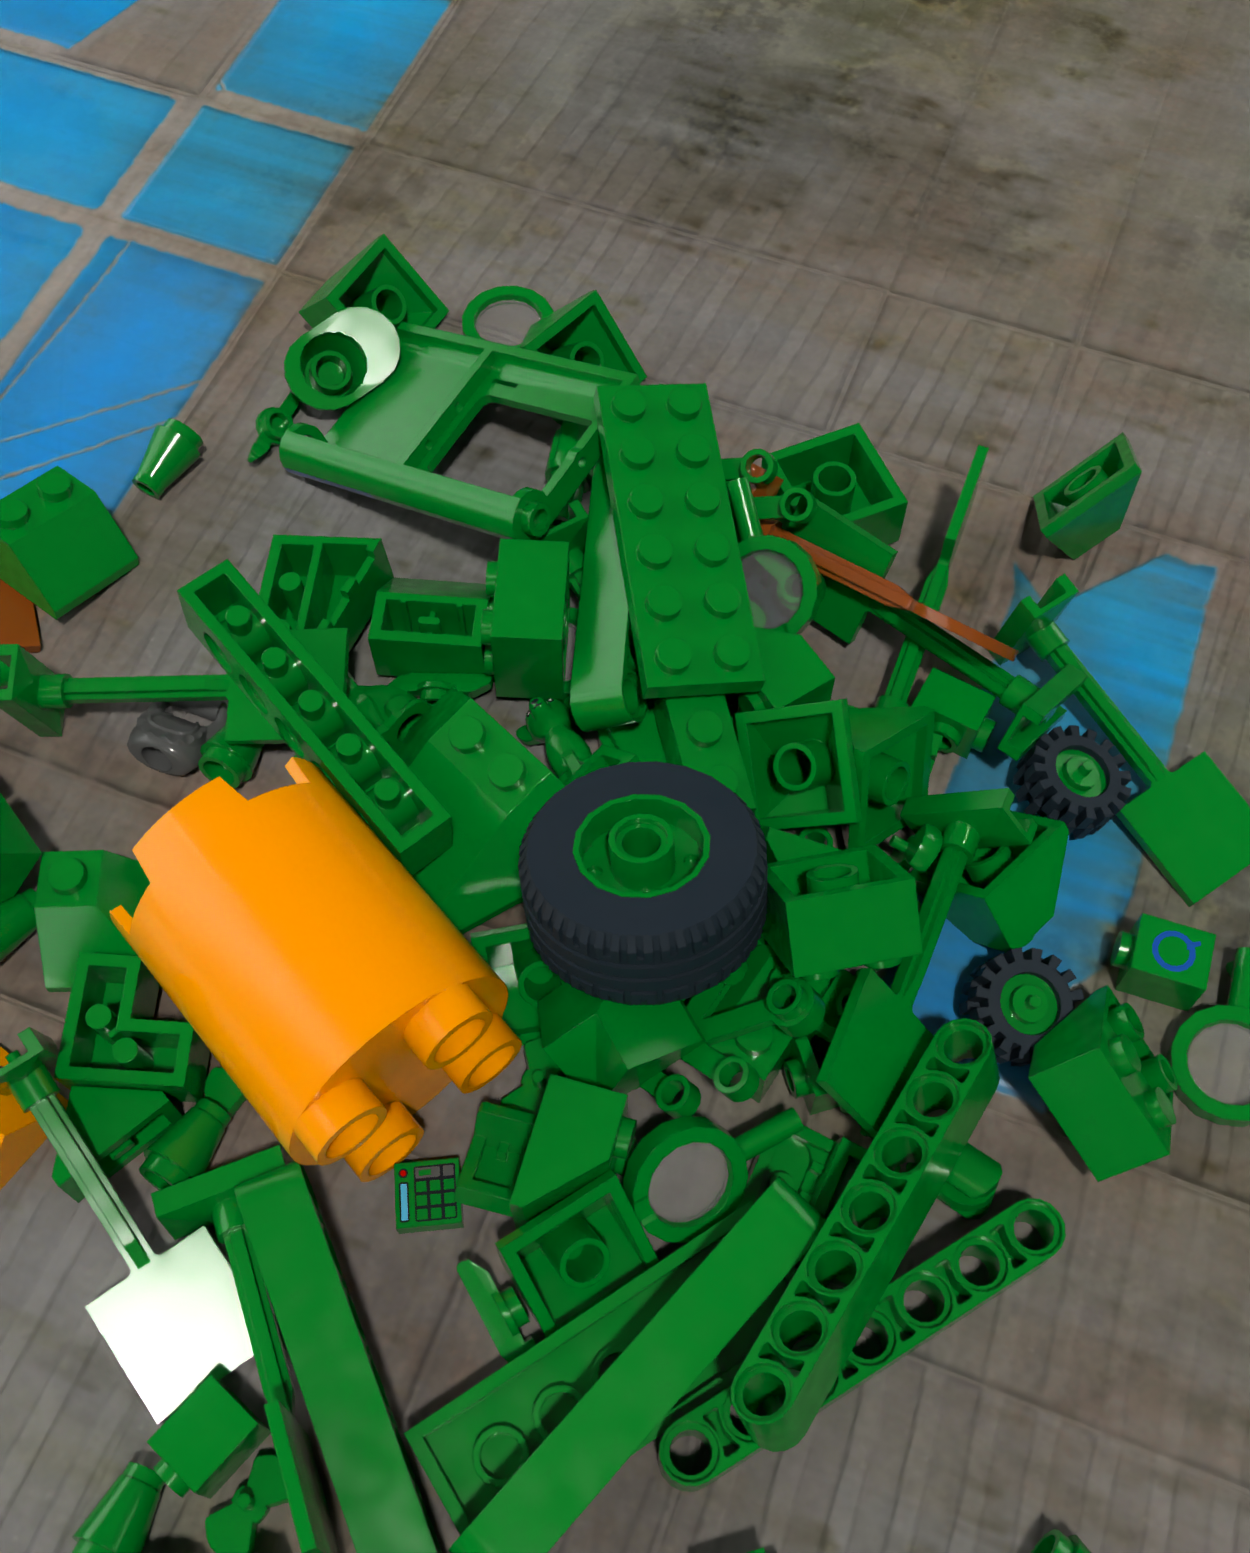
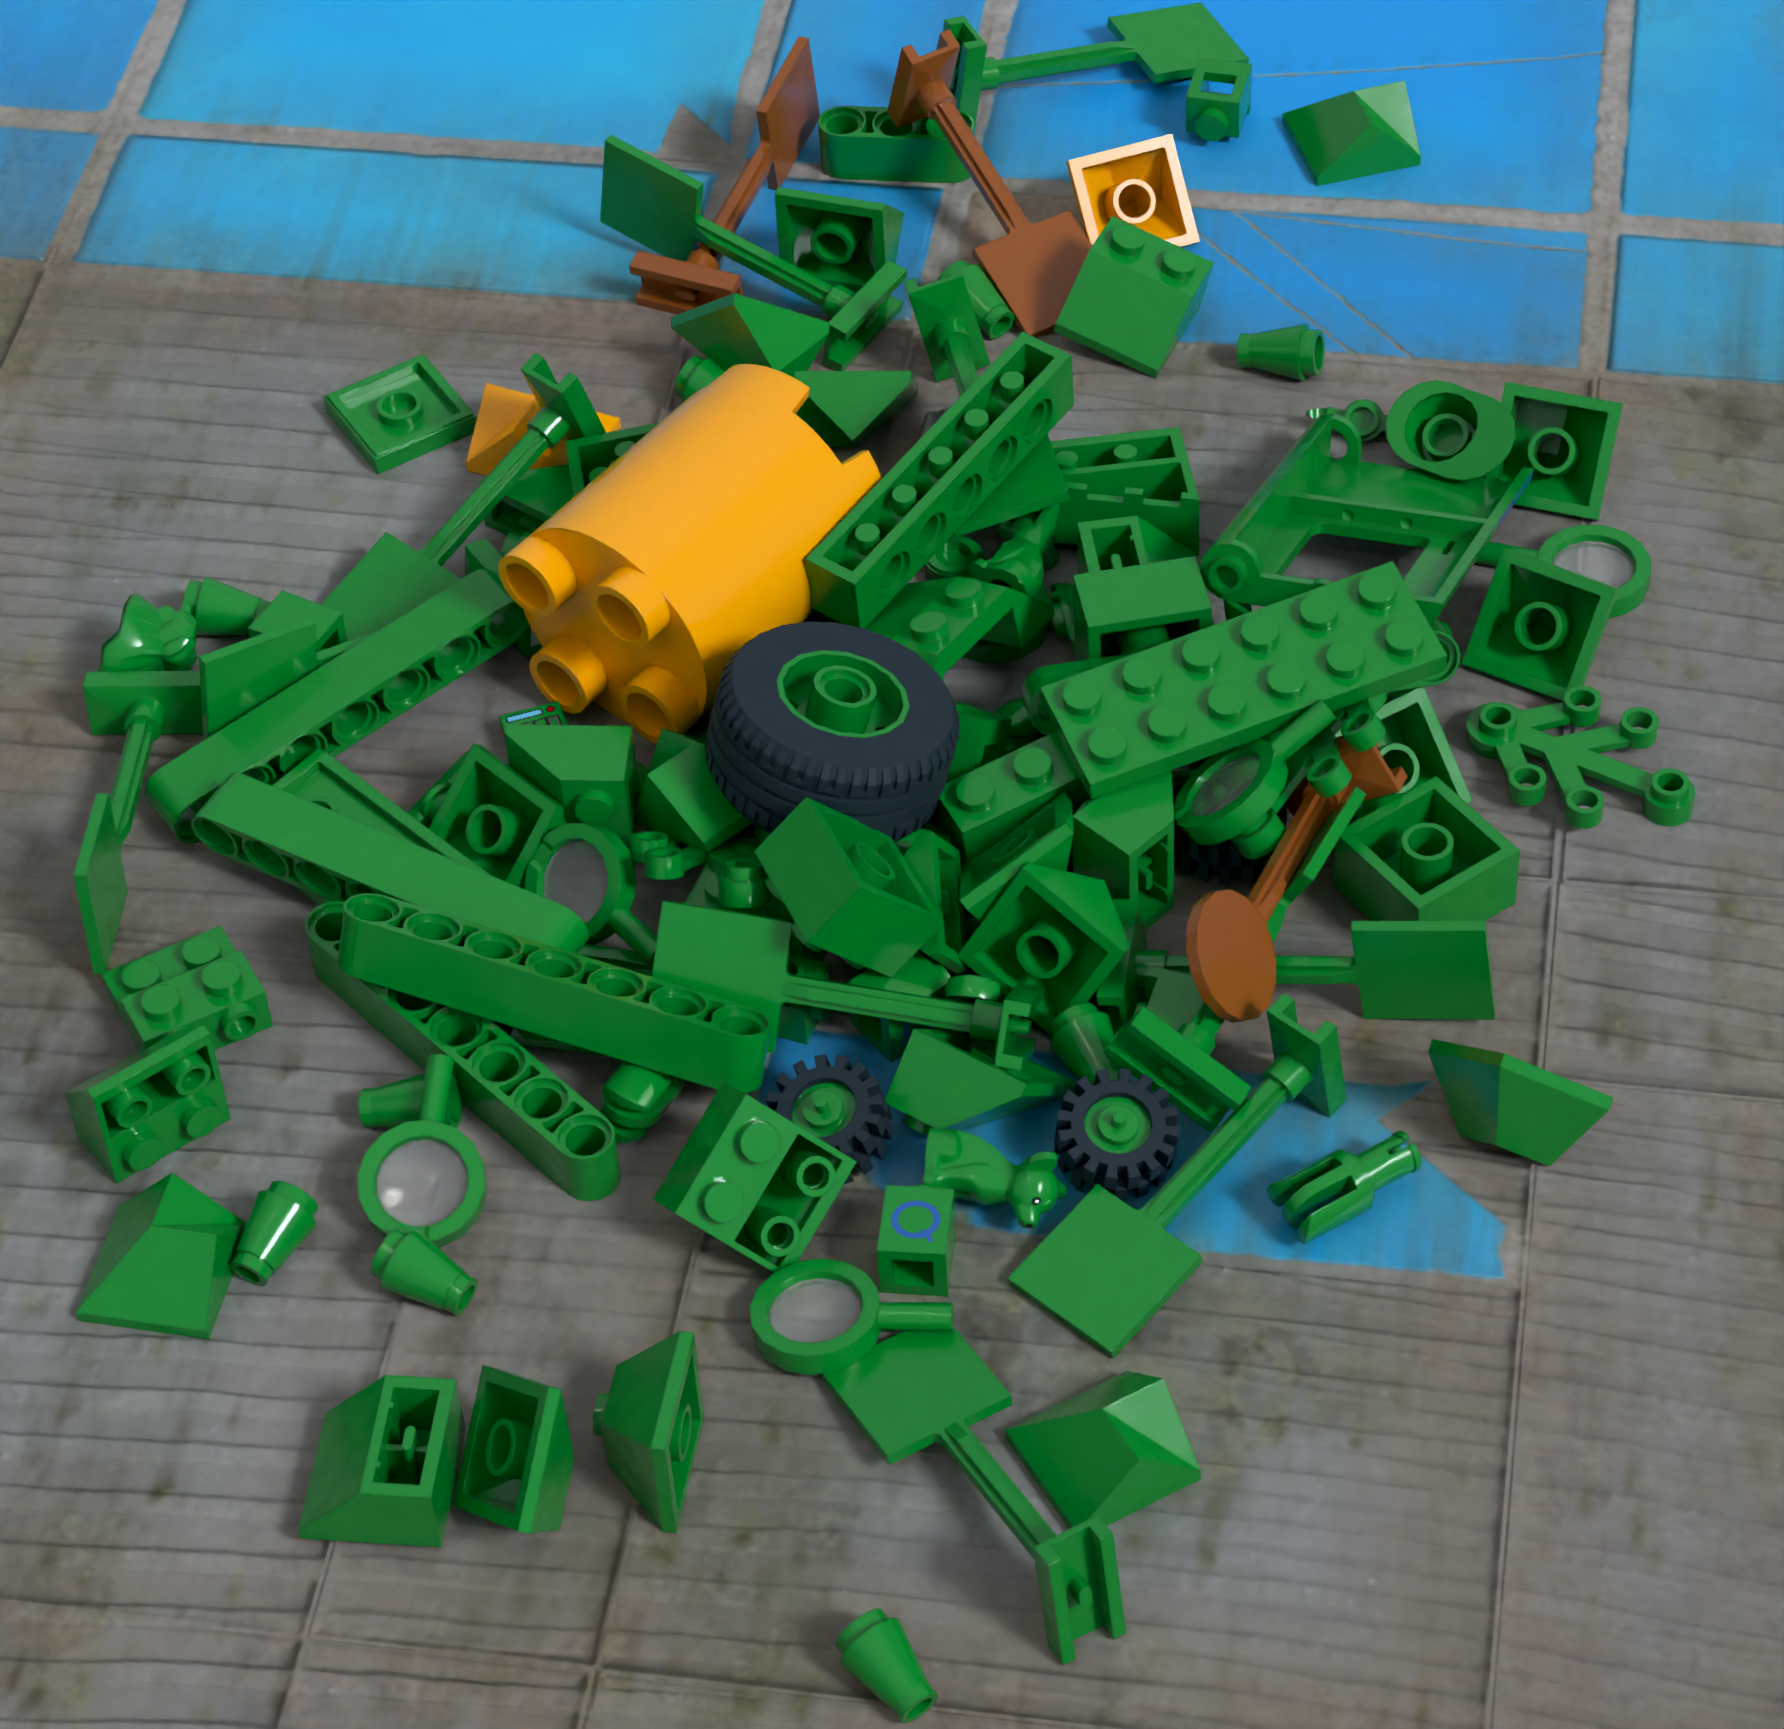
camera: 80 degrees right, 15 degrees down
(85, 796) = (853, 404): none -> green slope
(765, 348) = (1504, 732): none -> green plant
(927, 1405) = (401, 1102): none -> green cone
(963, 776) = (1081, 1038): none -> green cone
(1035, 1405) = (424, 1170): none -> piece
(1091, 902) = (987, 1178): none -> green animal
(1141, 639) = (1341, 1185): none -> green arm
(1149, 1429) = (422, 1272): none -> green cone

